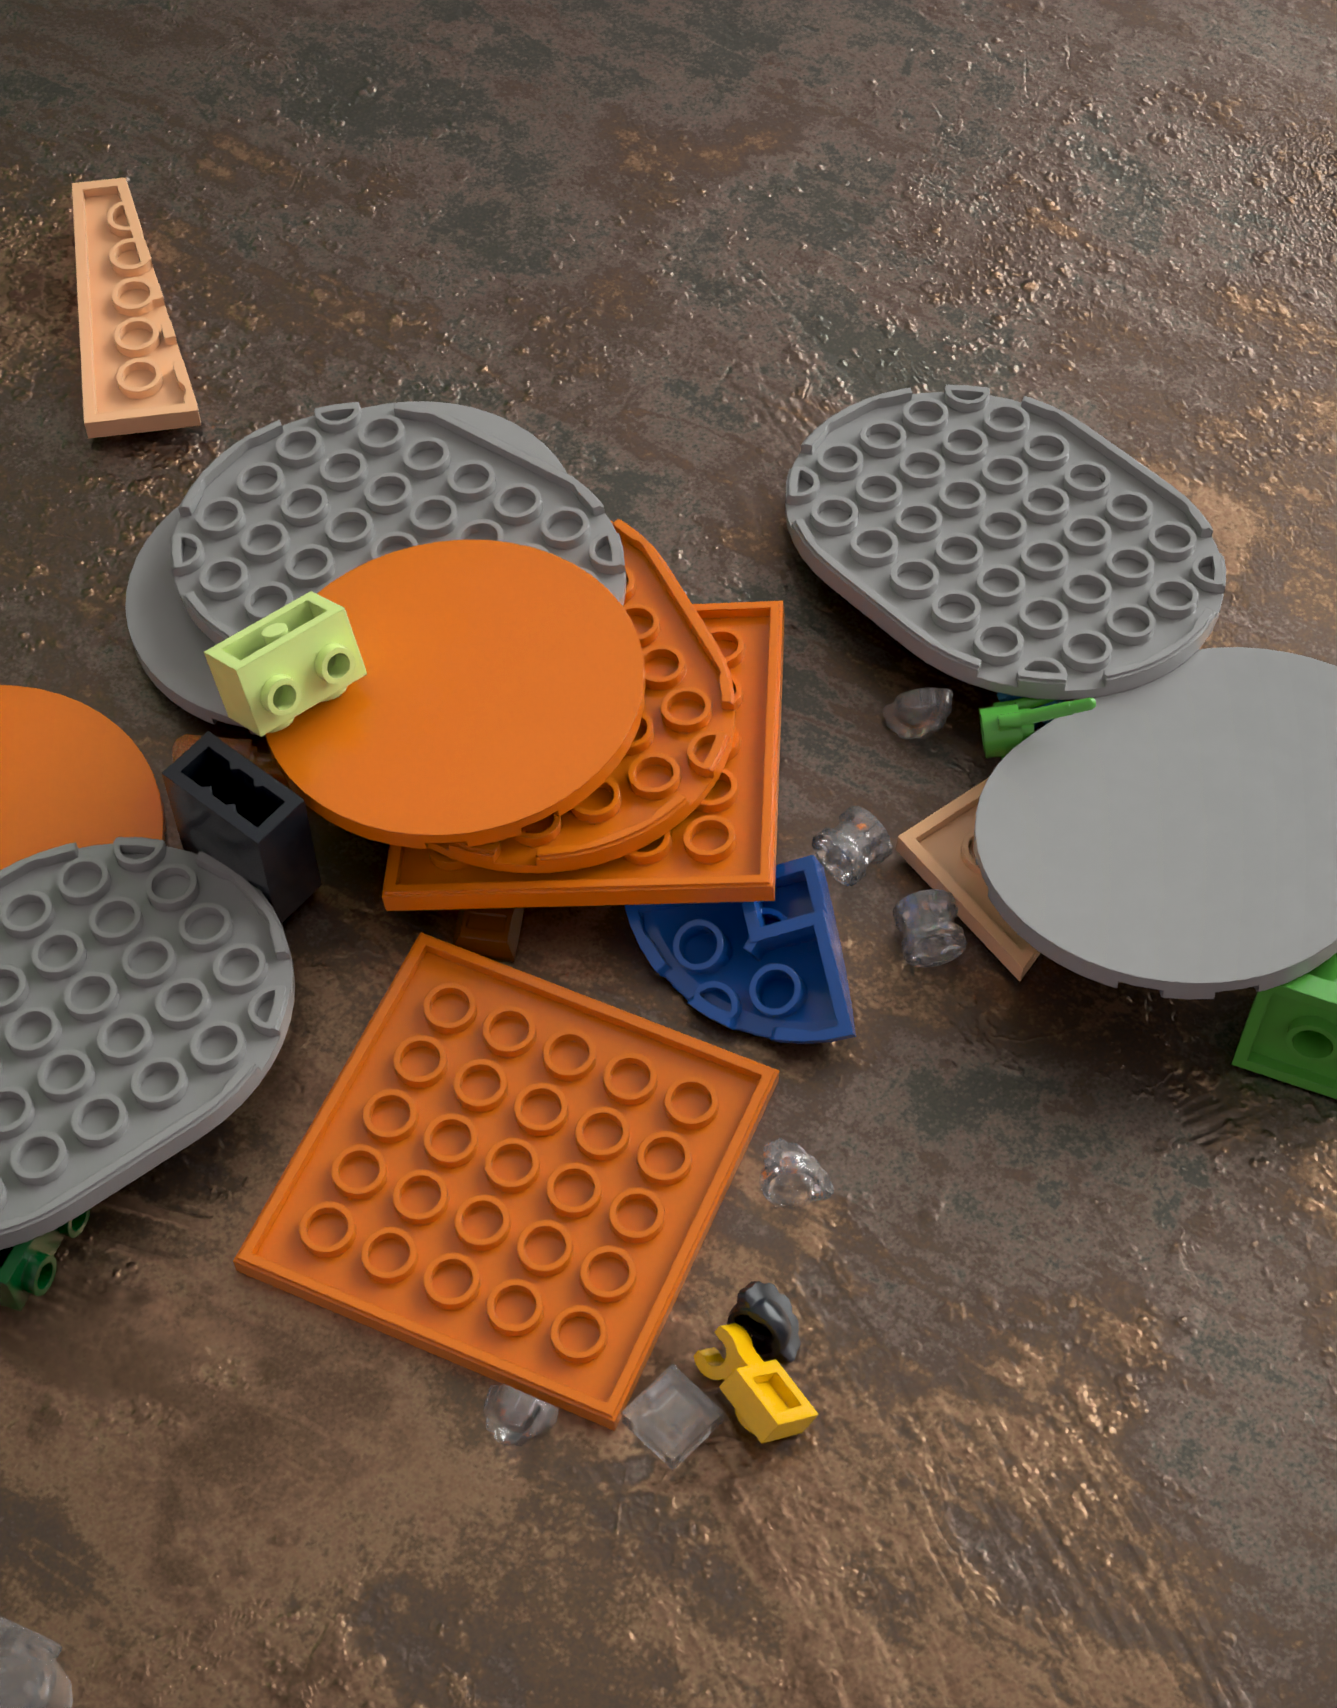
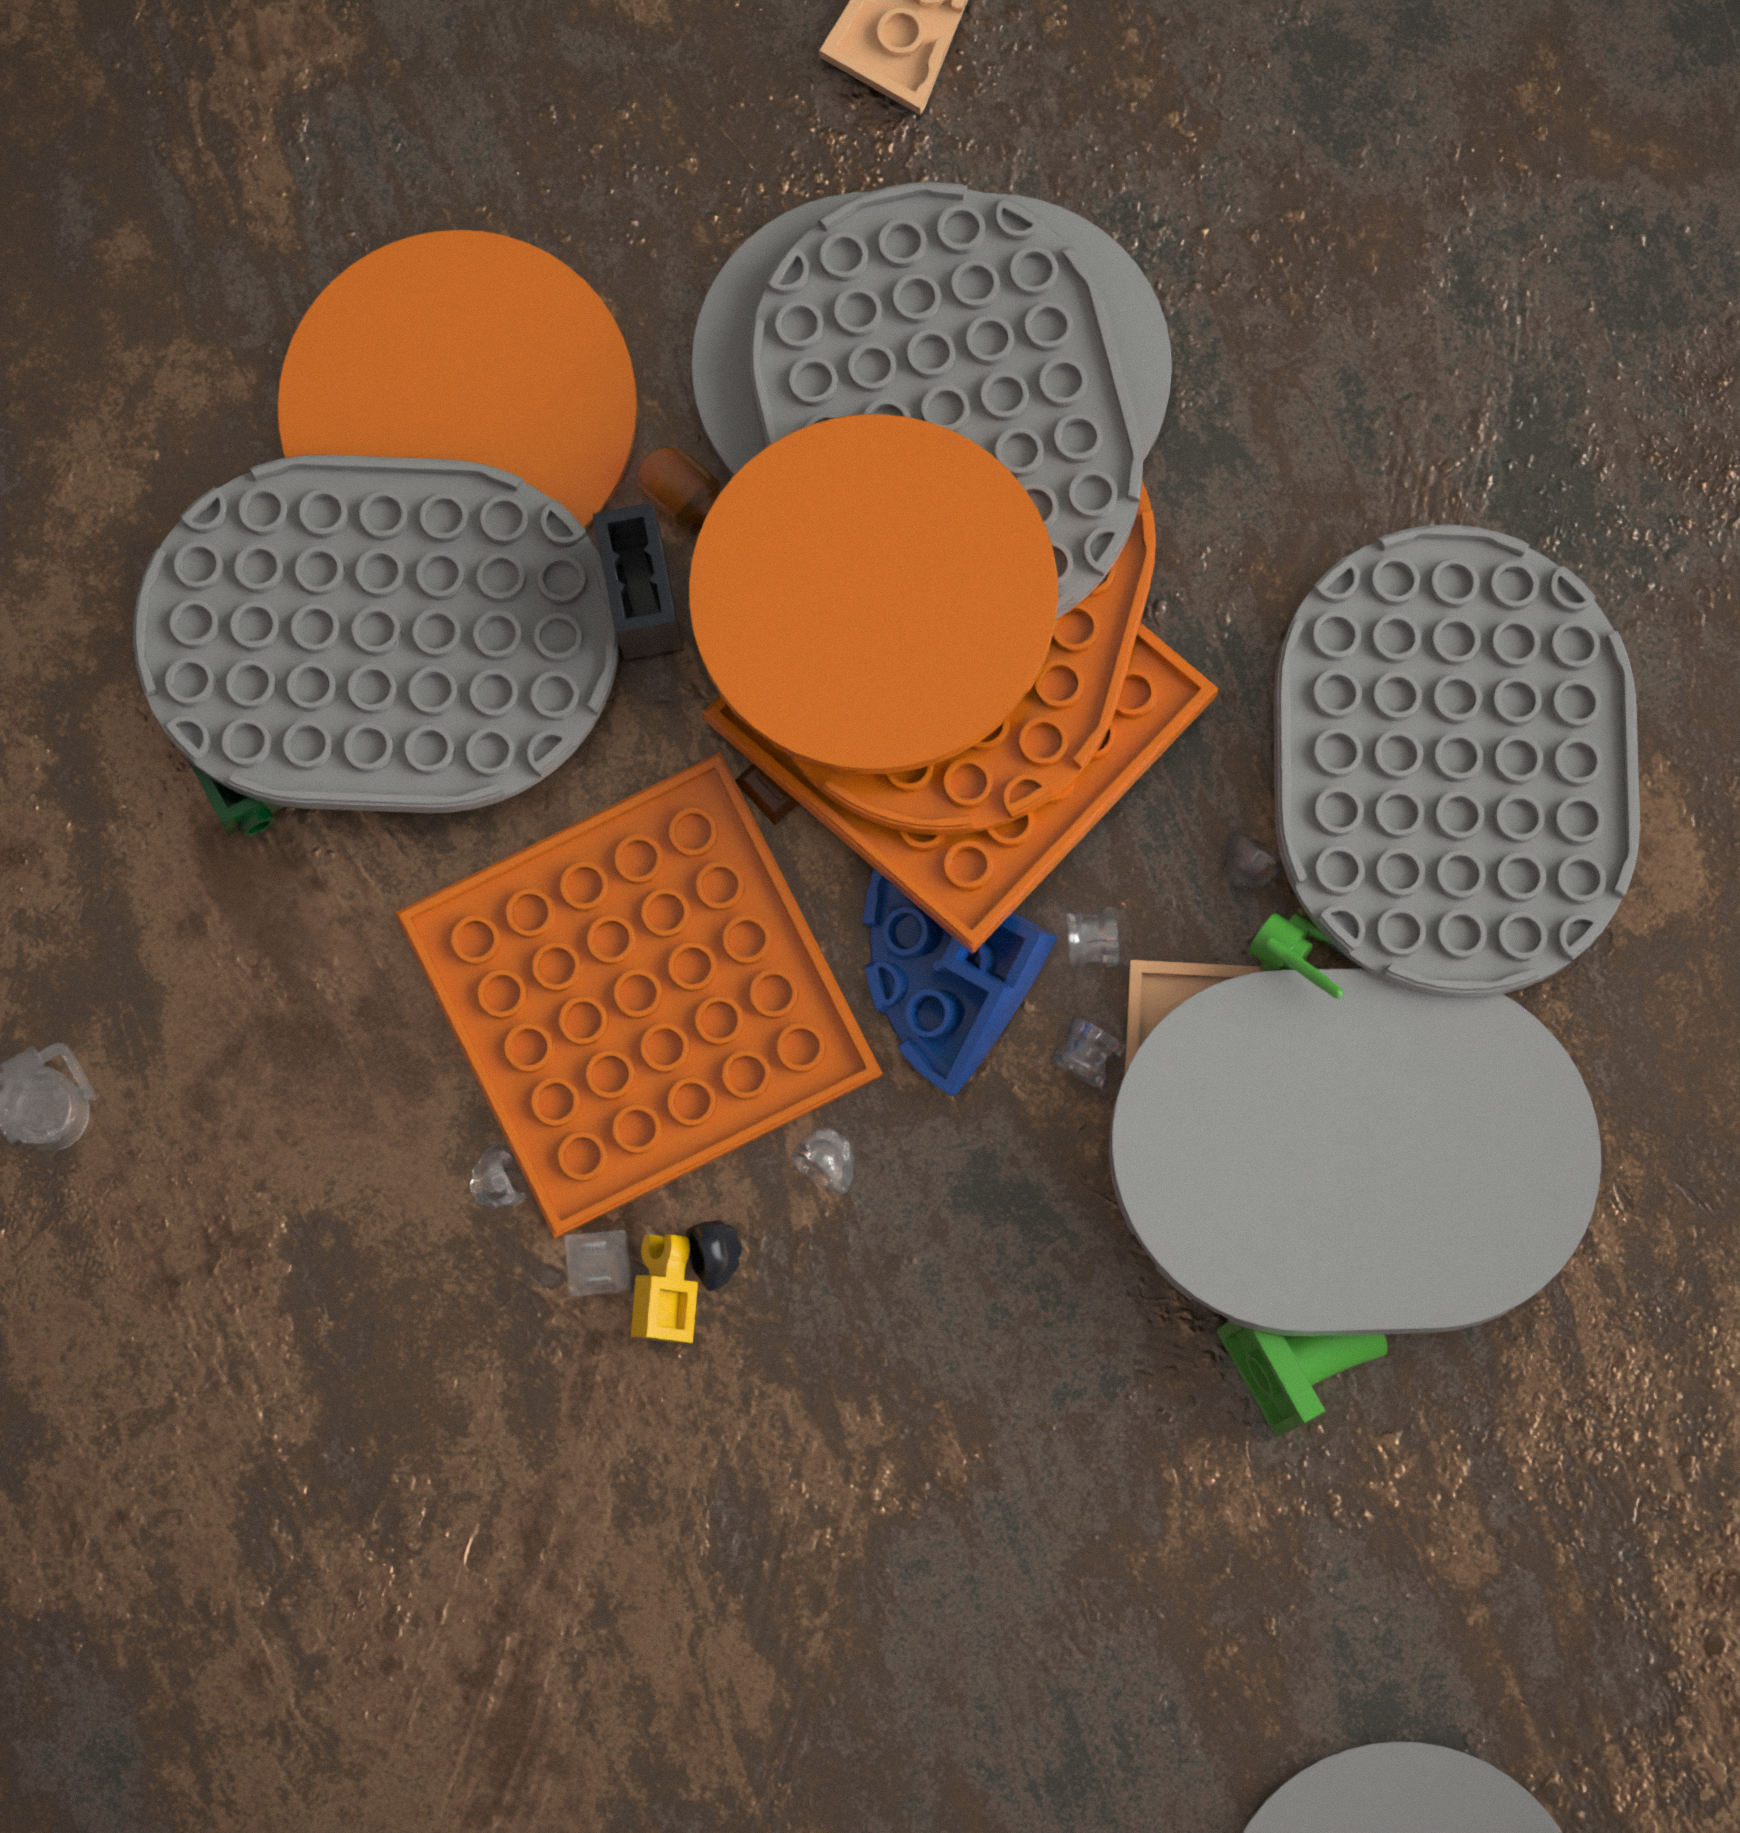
camera: 45 degrees right, 25 degrees up
(286, 663) = (748, 493): yellowish green brick -> none

